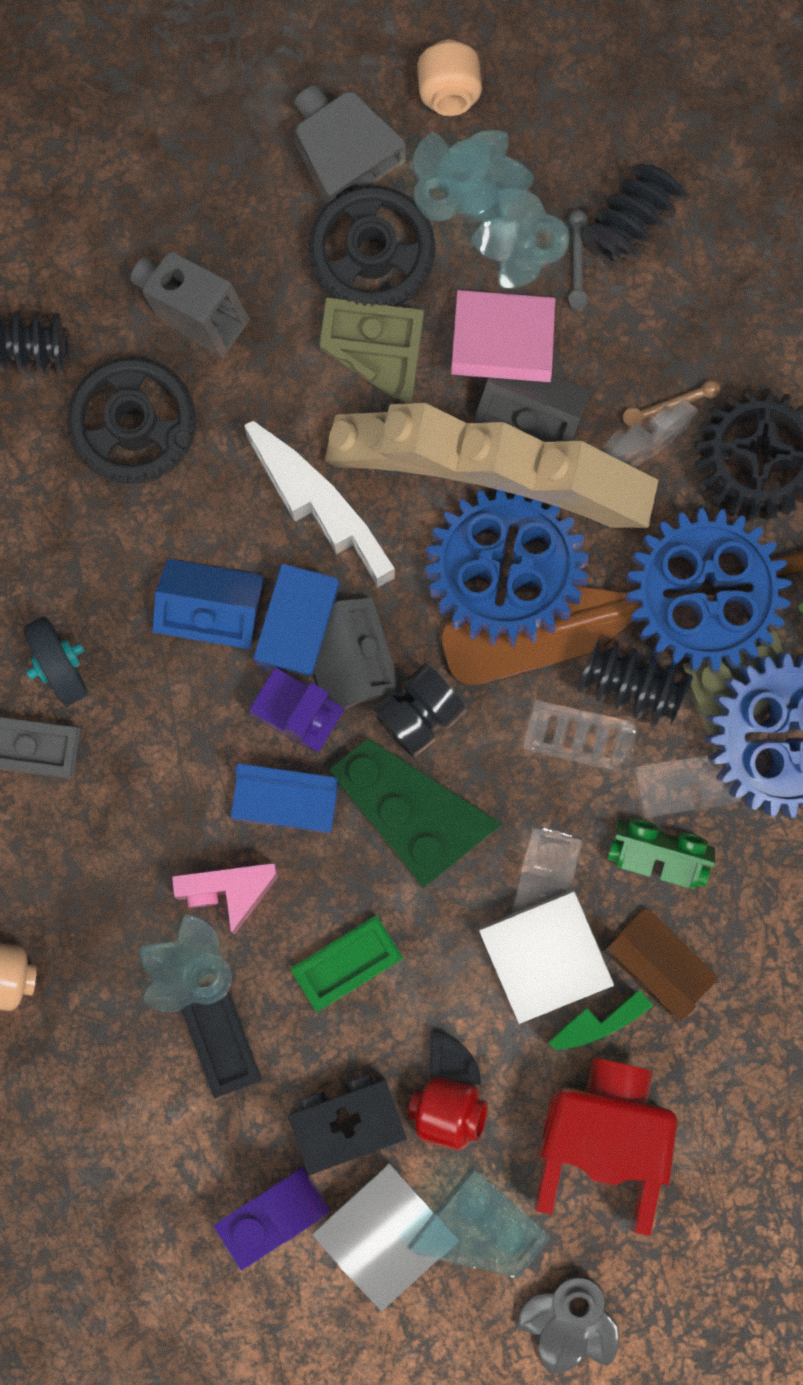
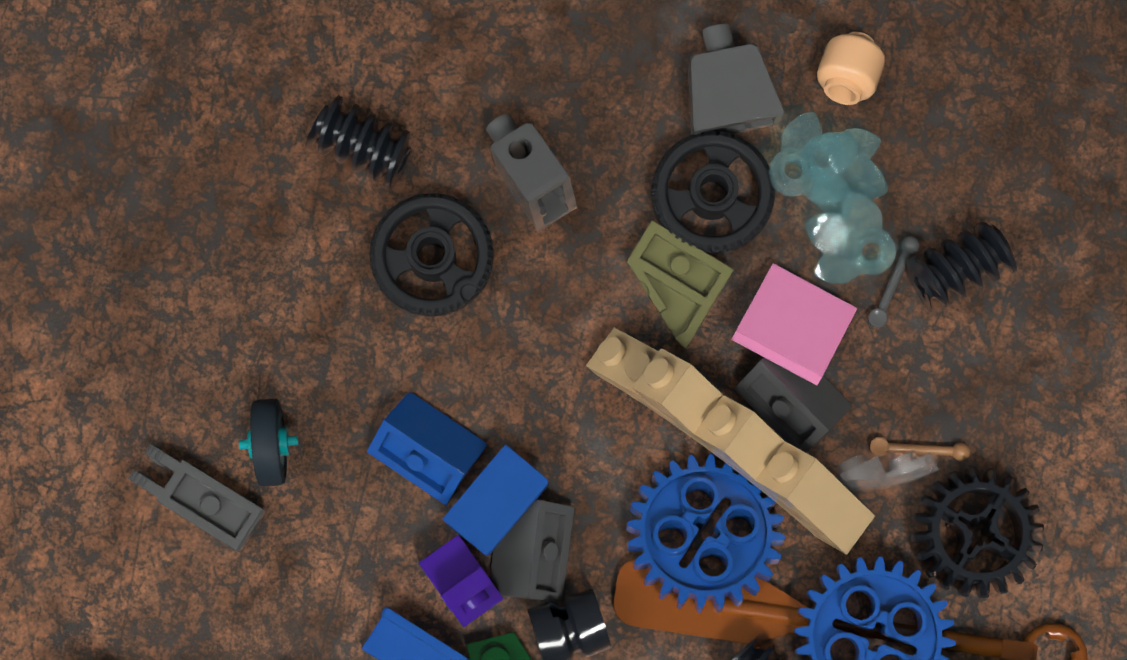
camera: 25 degrees right, 0 degrees up
(309, 492) = (558, 387): white slope -> none

